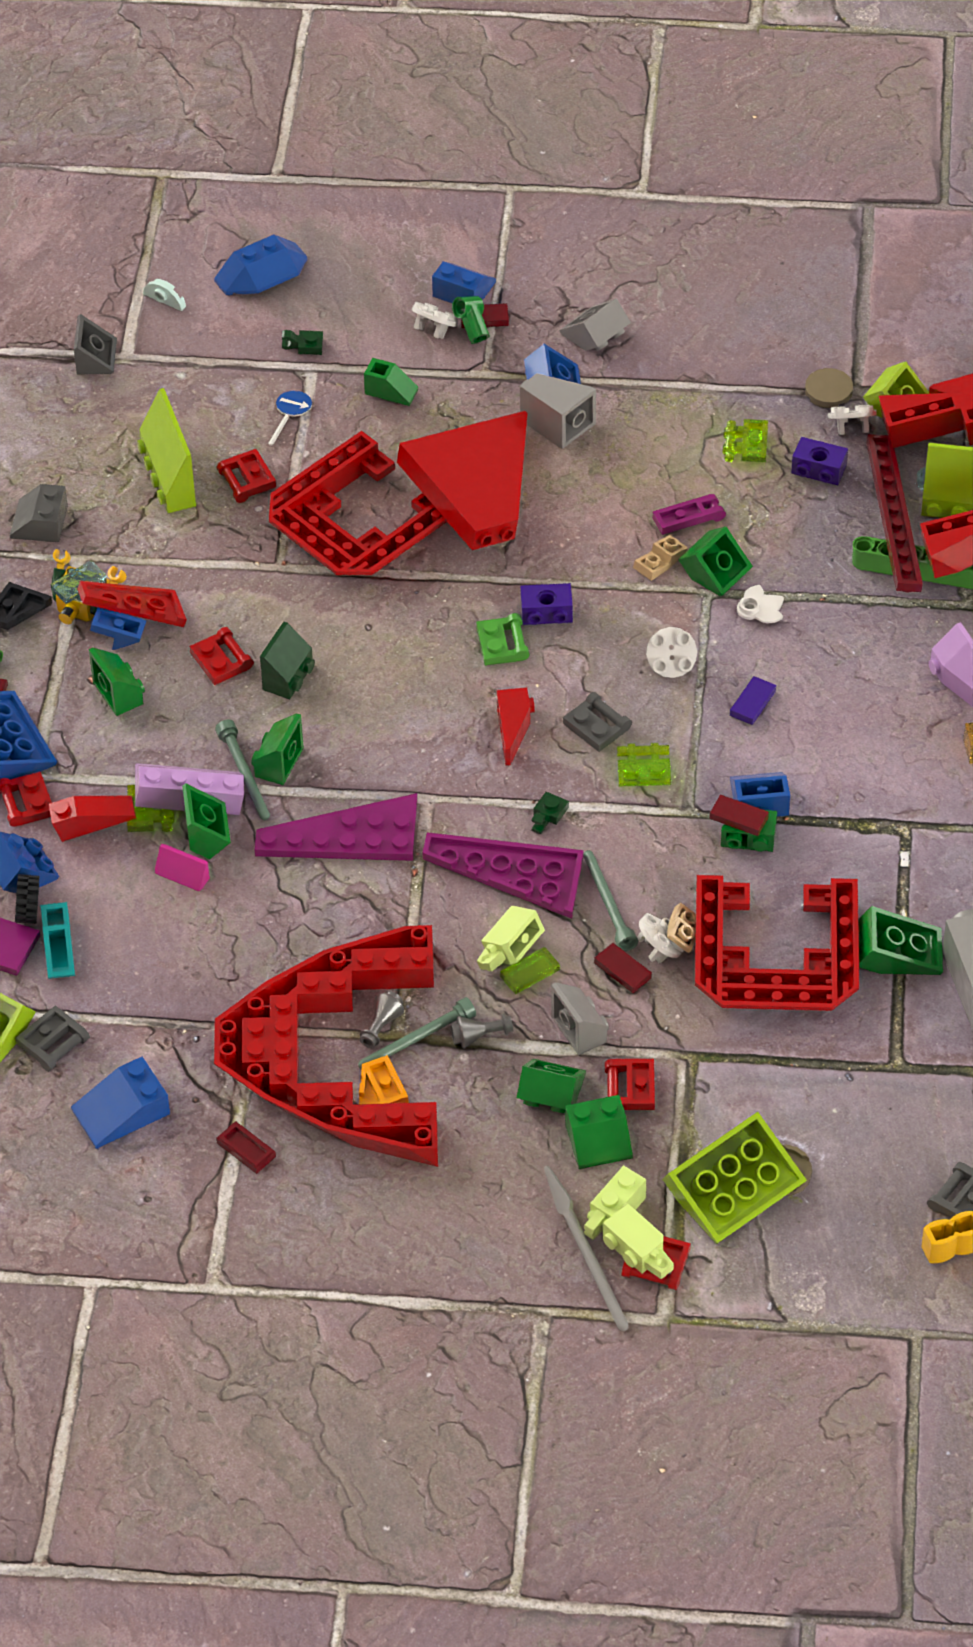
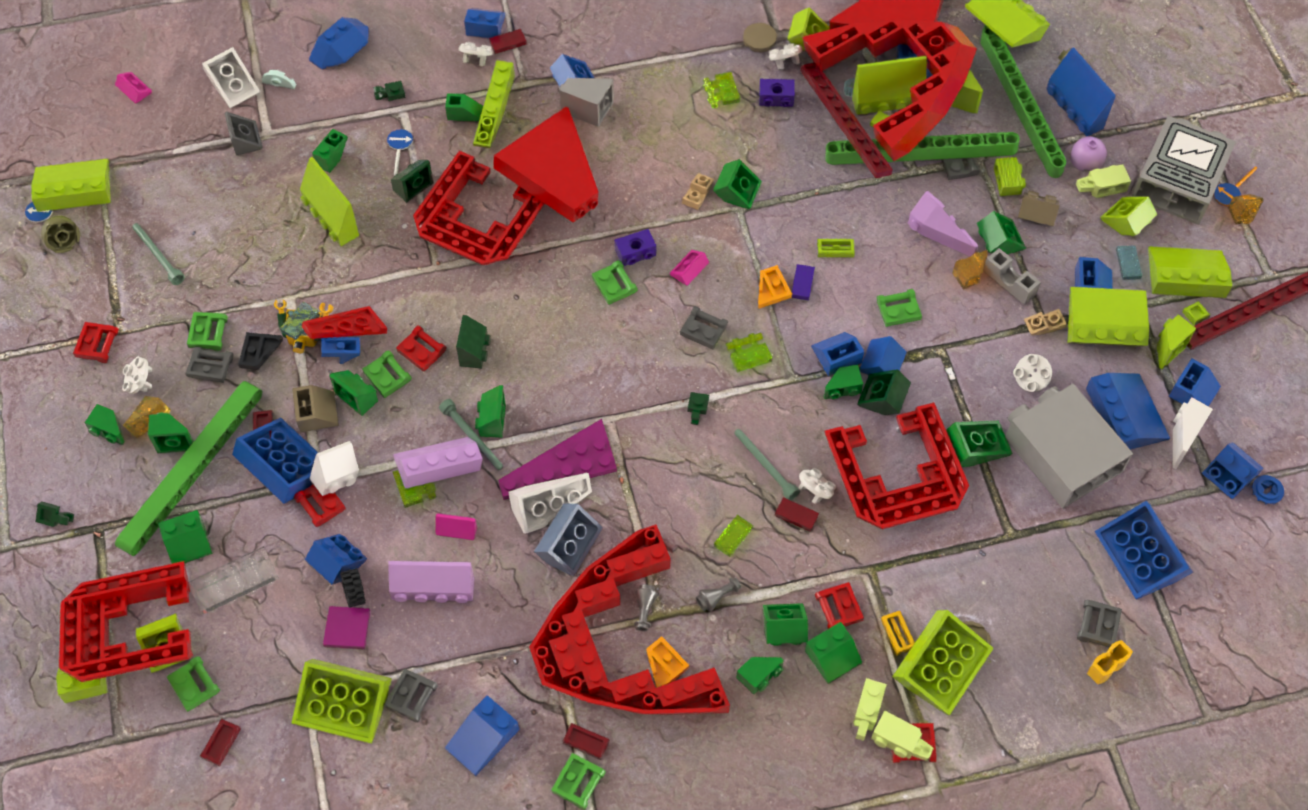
camera: 20 degrees left, 10 degrees up
(40, 514) = (249, 272): dark grey slope -> none
(56, 759) = (334, 468): none -> white slope
(57, 940) = (386, 614): teal slope -> none
(59, 688) = (314, 408): none -> dark tan slope
(87, 814) = (374, 503): red slope -> none
(103, 277) = (230, 78): none -> white slope
(125, 916) = (431, 581): none -> lavender slope
(158, 679) = (382, 378): none -> bright green plate
(196, 394) = (330, 150): none -> green slope
(205, 822) = (461, 487): green slope -> none
(211, 1179) = (571, 778): none -> bright green plate
(253, 471) = (392, 199): red plate -> none
(290, 454) = (413, 180): none -> dark green slope
(304, 868) = (541, 502): none -> white wedge
(317, 917) = (568, 538): none -> sand blue slope
(434, 386) = (494, 104): none -> lime slope
(462, 1008) = (699, 582): sand green piece -> none
(470, 311) = (499, 41): green piece -> none
(494, 1127) = (758, 672): none -> green slope
(510, 938) = (712, 516): yellowish green hinge -> none
(514, 719) = (645, 339): red slope -> none
(528, 871) = (701, 458): magenta wing -> none
(565, 1207) = (832, 719): light grey piece -> none
(577, 1018) = (784, 566): light grey slope -> none
(597, 325) = (588, 30): light grey slope -> none
(610, 646) = (690, 267): none -> dark pink slope
(659, 654) = (744, 259): white plate -> none
(682, 927) = (827, 472): tan slope -> none
(688, 514) = (704, 154): magenta plate -> none
(693, 1114) = (904, 648): none -> yellow tile
(707, 696) = (772, 287): none -> light orange wing
(739, 815) = (835, 376): dark red tile -> none
(760, 606) = (781, 209): white plate -> none
(802, 856) = (884, 392): none -> dark green slope
(815, 673) = (835, 250): none -> lime tile
(820, 818) = (883, 355): none -> blue slope
(869, 769) = (899, 313): none -> bright green plate

